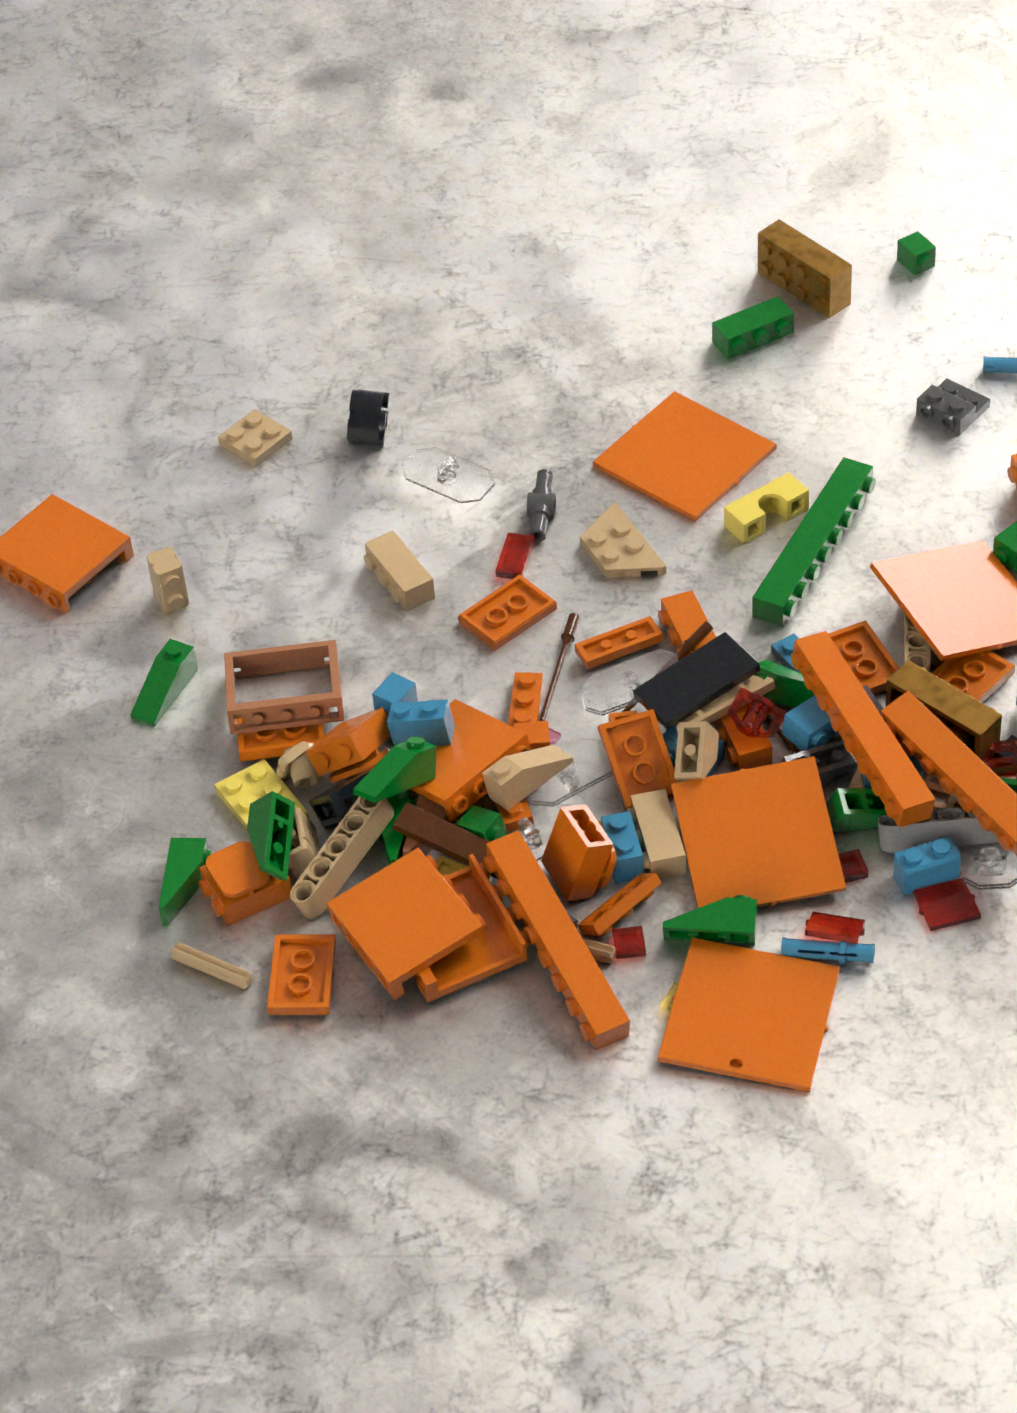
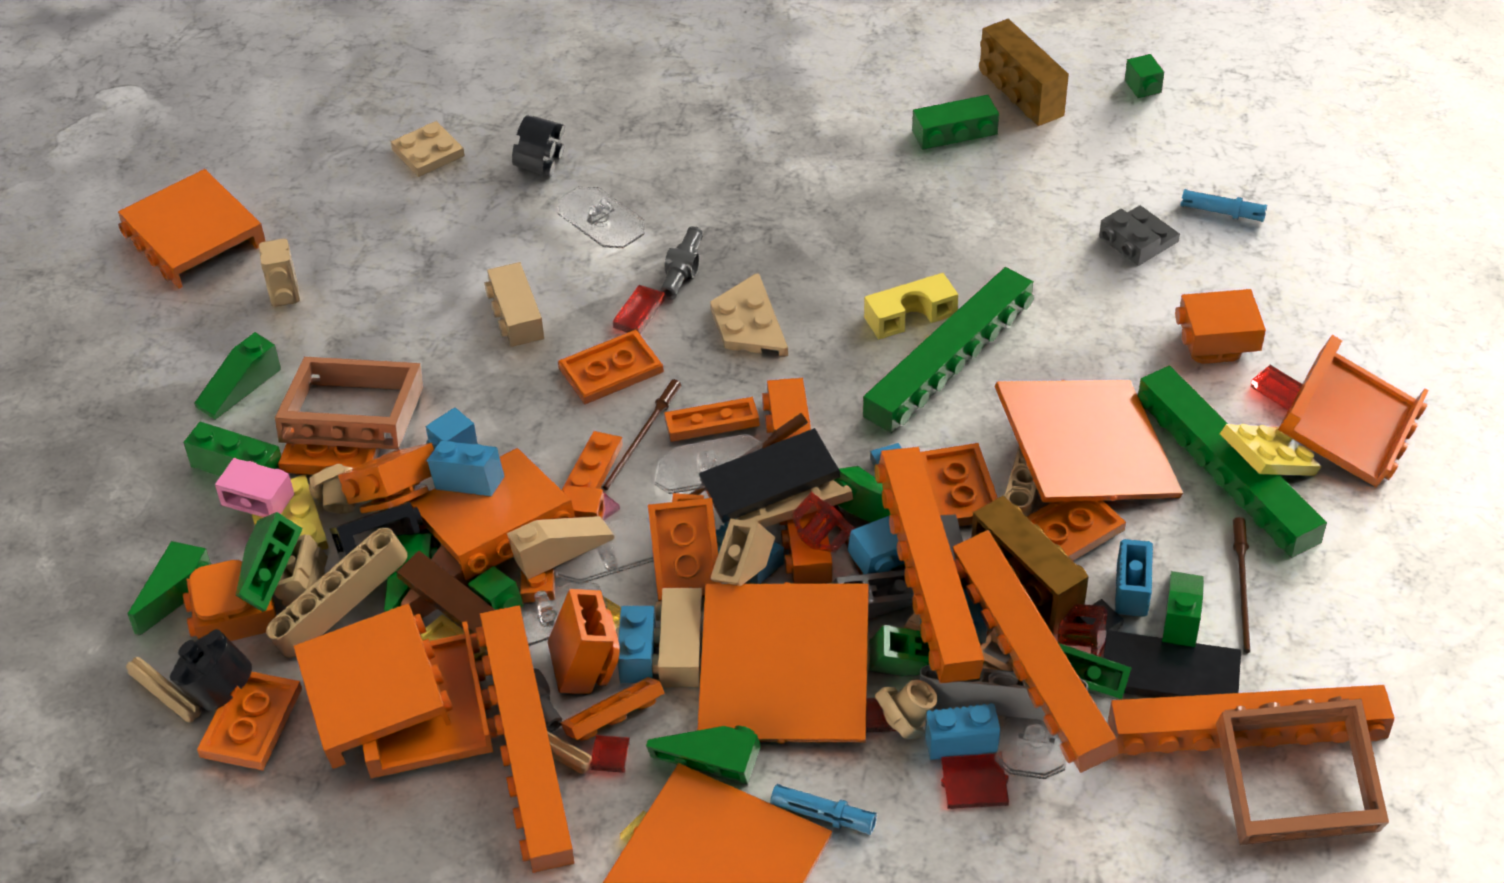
camera: 10 degrees right, 0 degrees up
(192, 754) = (214, 448): none -> green brick
(229, 778) = (254, 488): none -> bright pink brick
(255, 938) = (210, 670): none -> black brick
(399, 770) = (418, 514): green slope -> none
(684, 455) = (846, 238): orange piece -> none
(835, 927) = (839, 784): clear red piece -> none
(875, 854) = (908, 707): none -> tan piece

